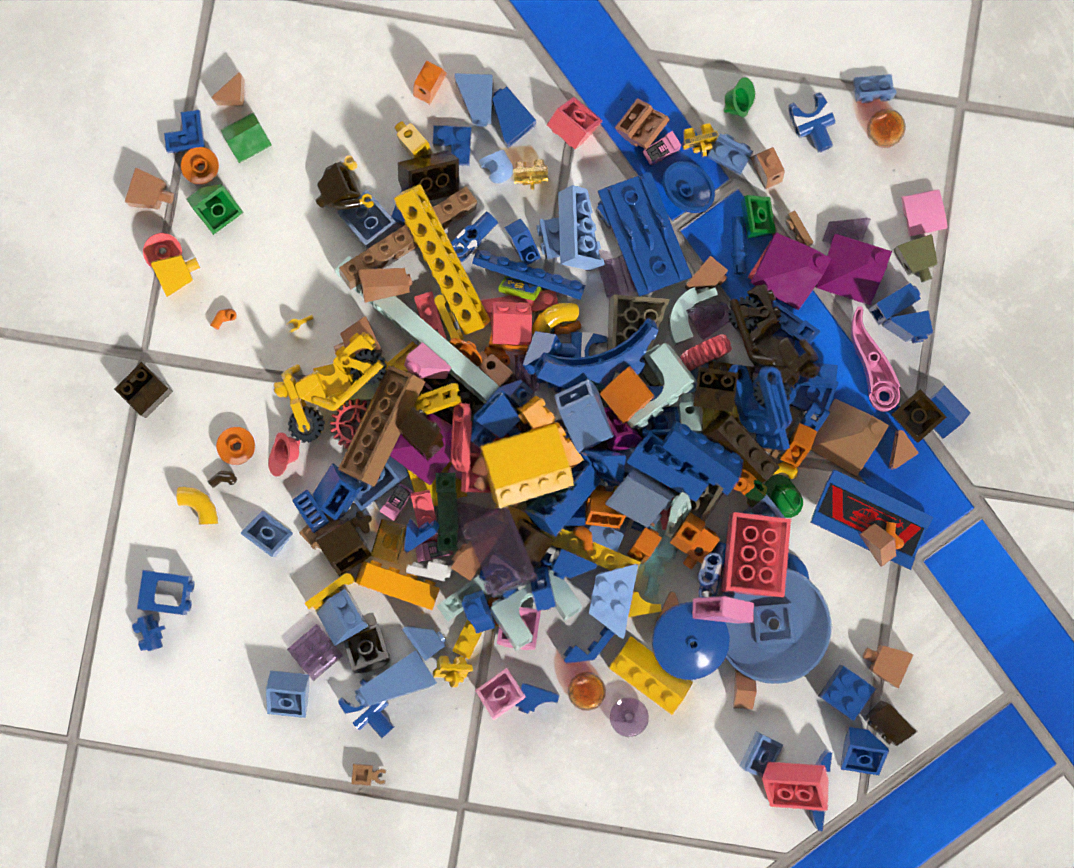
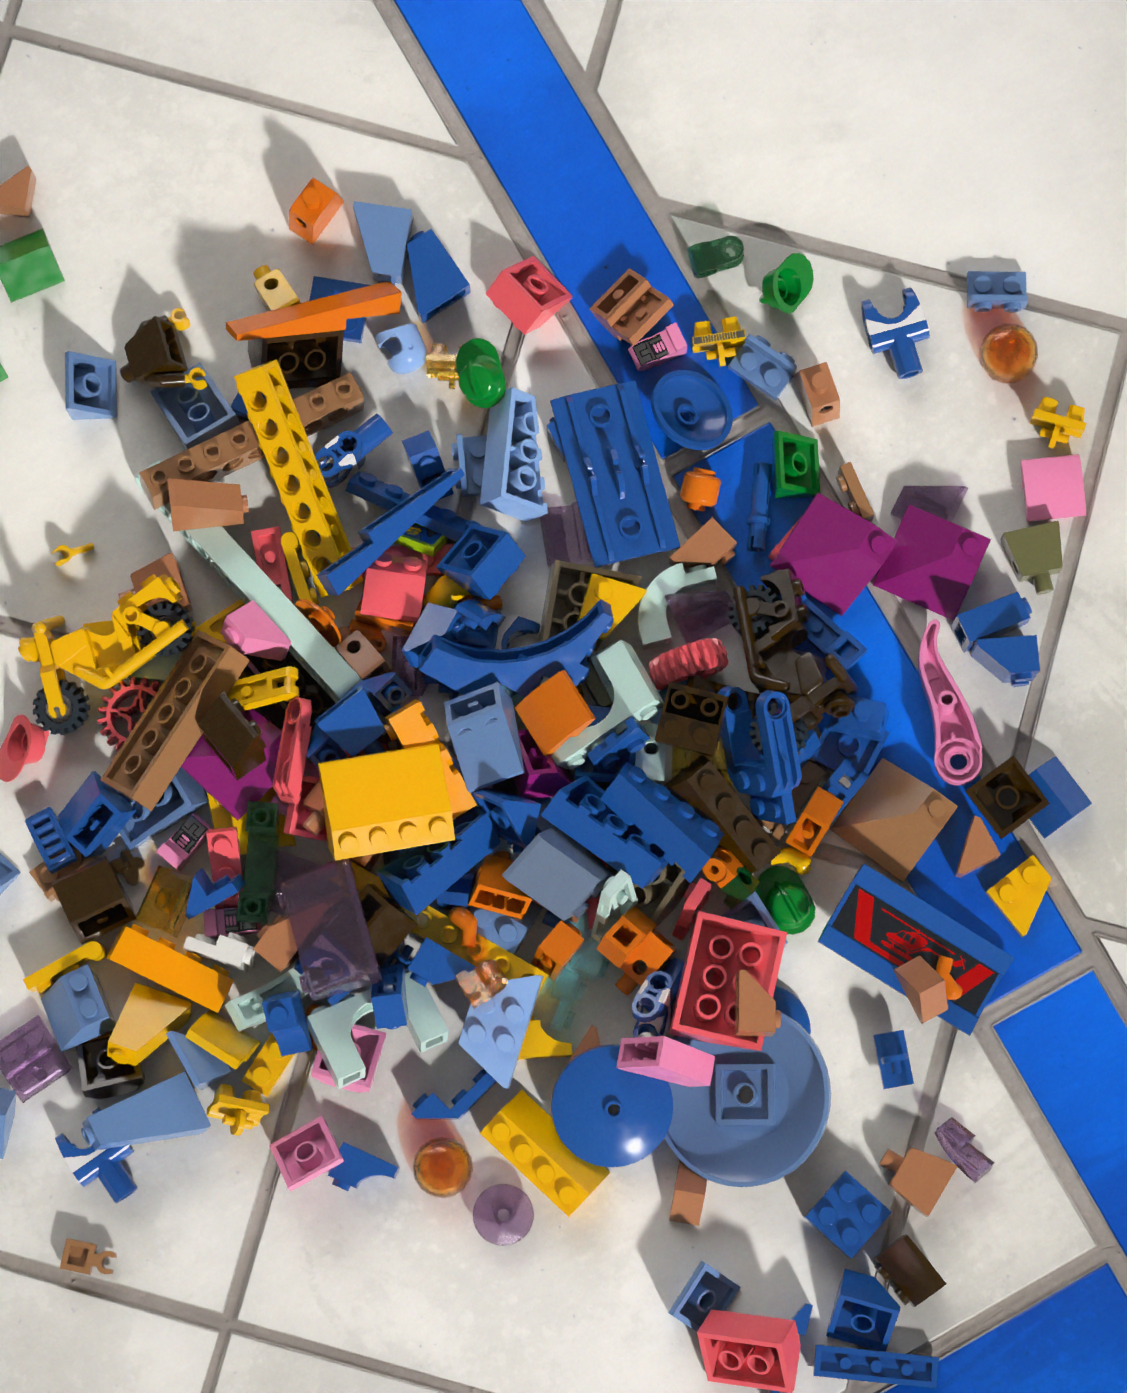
camera: 15 degrees right, 5 degrees down
(298, 213) = (90, 387): none -> medium blue slope
(386, 622) = (145, 1023): none -> yellow slope
(437, 627) = (222, 1039): none -> yellow slope
(442, 150) = (319, 314): none -> orange slope
(502, 288) = (384, 532): none -> blue slope
(550, 177) = (480, 373): none -> green piece
(567, 300) = (482, 560): none -> blue slope
(569, 336) = (478, 614): none -> blue slope
(601, 573) = (482, 982): none -> clear orange leg
(656, 312) = (618, 594): none -> yellow wing
(677, 407) = (615, 746): none -> blue wing
(689, 85) = (711, 256): none -> clear green piece
(699, 237) = (700, 488): none -> orange head
(727, 503) = (695, 899): none -> coral wing
(777, 571) = (754, 1008): none -> nougat slope
(864, 590) = (893, 1059): none -> blue hips
(874, 785) = (876, 1366): none -> blue plate
(909, 638) = (957, 1144): none -> clear purple slope
(921, 172) = (1057, 426): none -> yellow hips
(932, 476) = (1021, 893): none -> yellow wing

